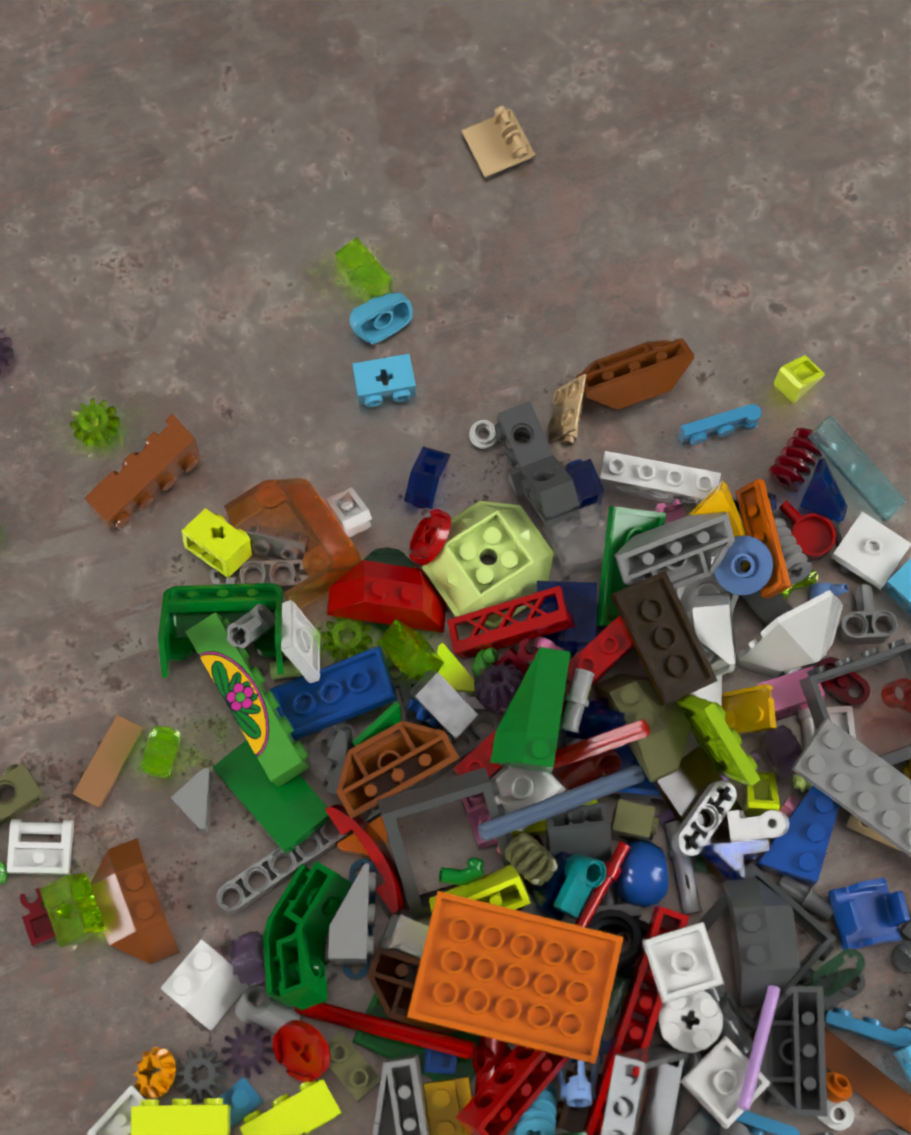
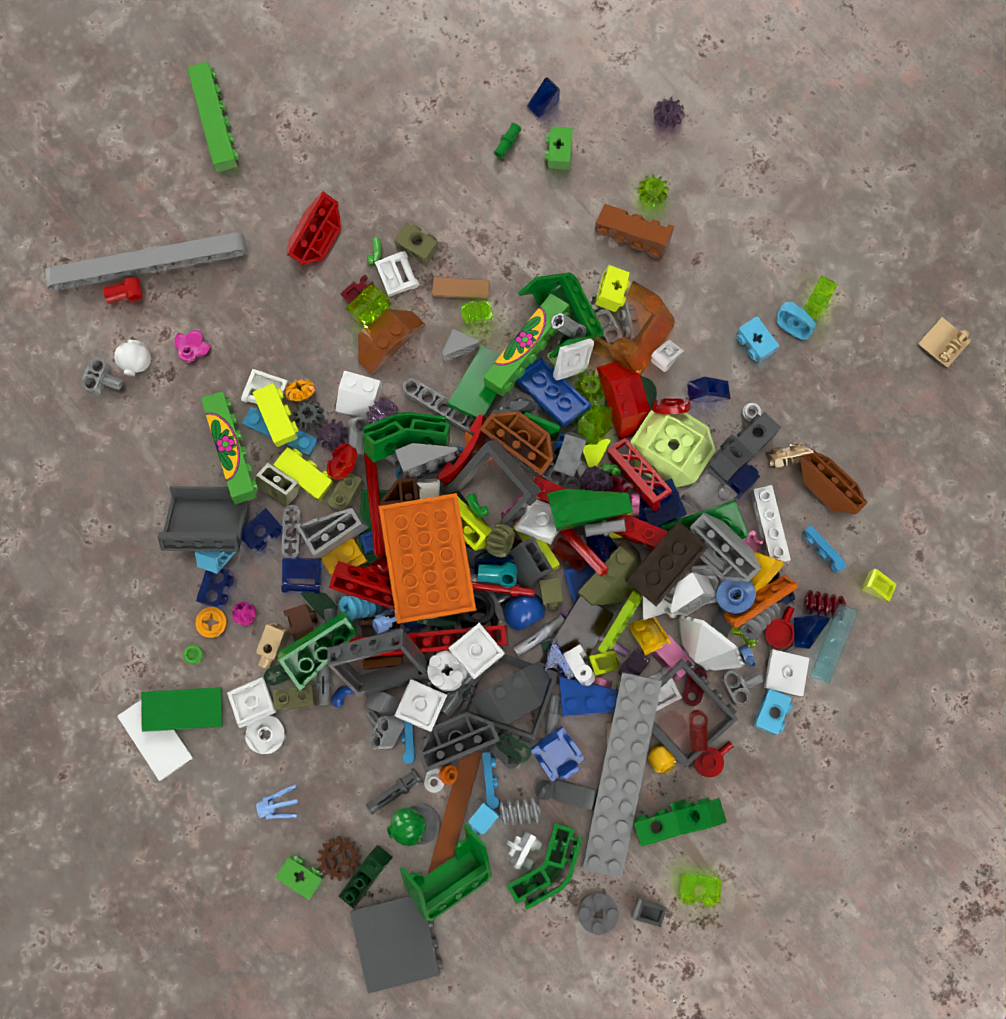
camera: 75 degrees right, 5 degrees up
(560, 803) = (541, 544): sand blue axle -> none
(691, 821) = (585, 631): light grey beam -> none
(758, 1048) = (447, 716): lavender bar -> none

